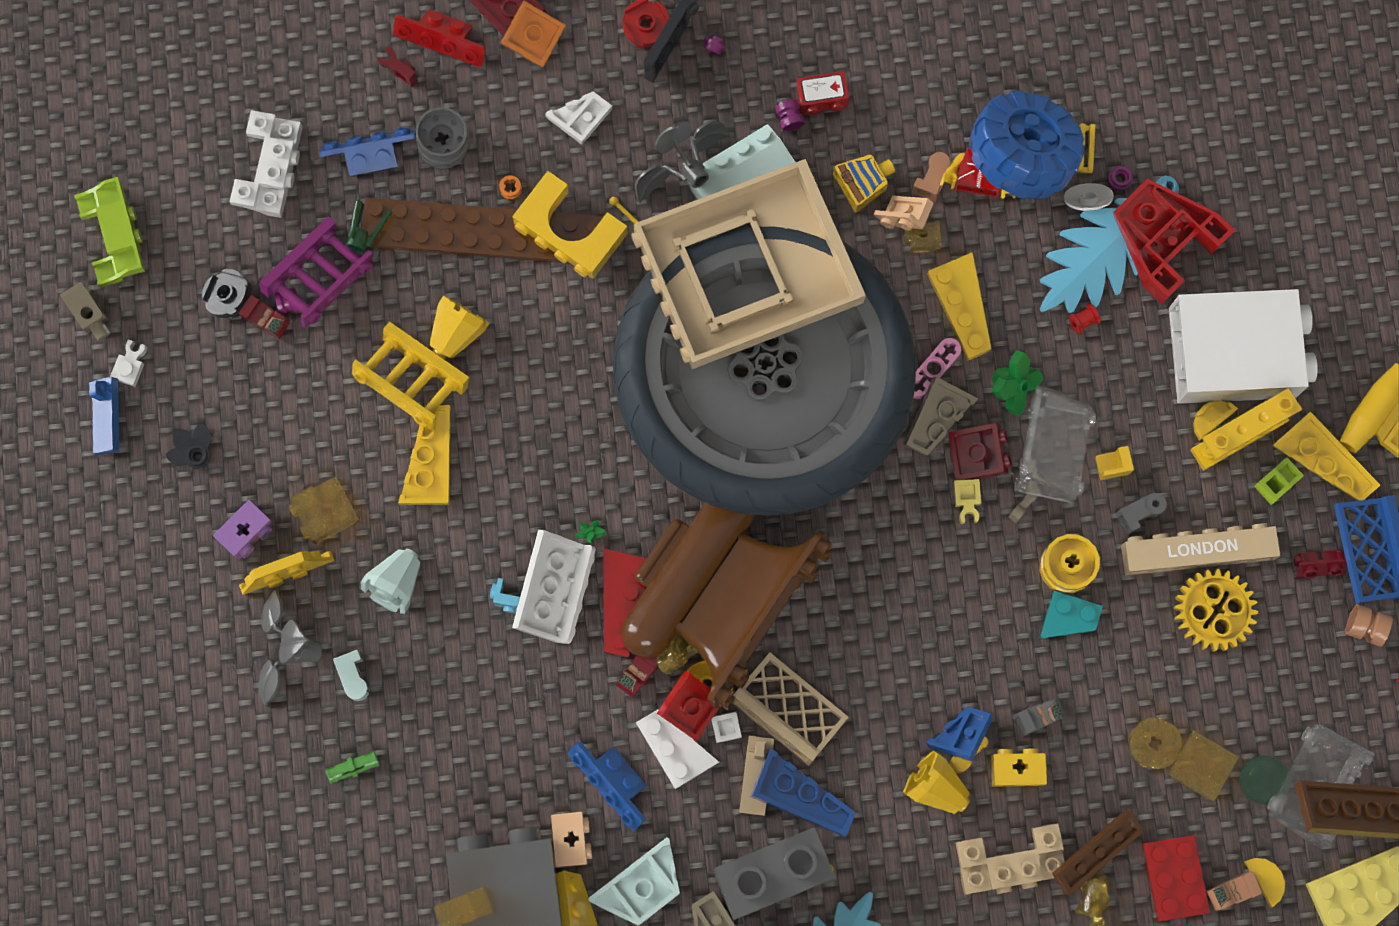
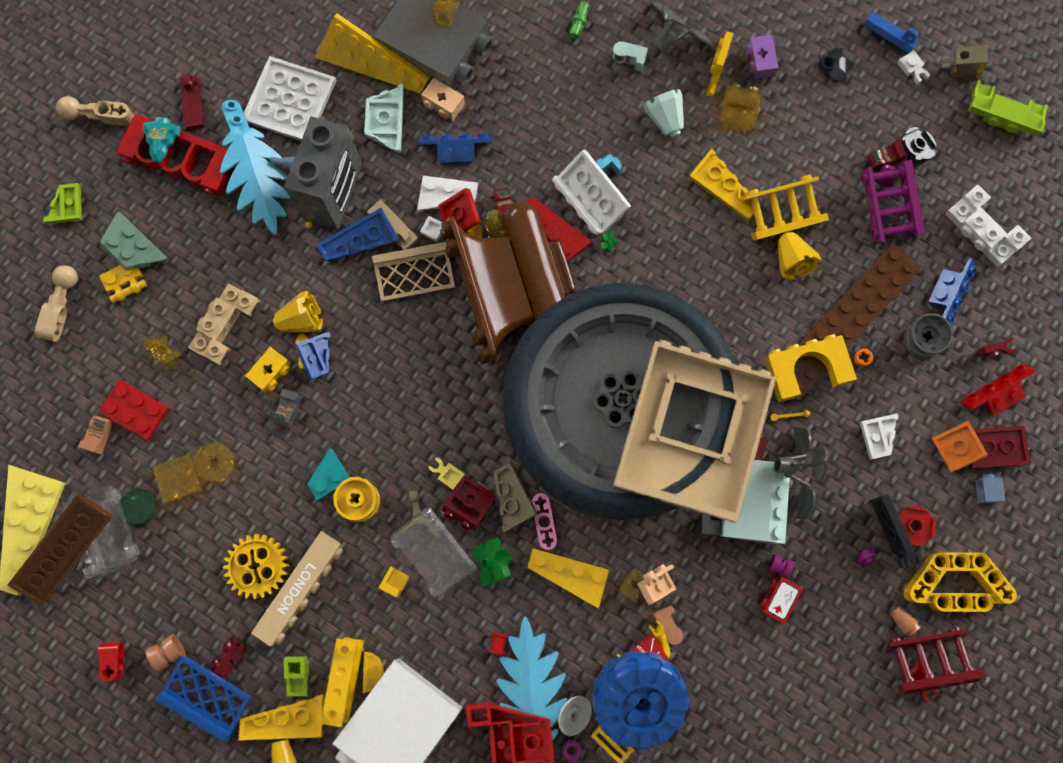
camera: 130 degrees right, 0 degrees up
(357, 236) = (899, 239): dark green plant -> none
(863, 180) = (700, 578): torso -> none
(1097, 852) = (184, 374): reddish brown plate -> none
(1146, 507) = (352, 574): dark grey leg -> none
(1269, 879) = (86, 462): yellow tile -> none

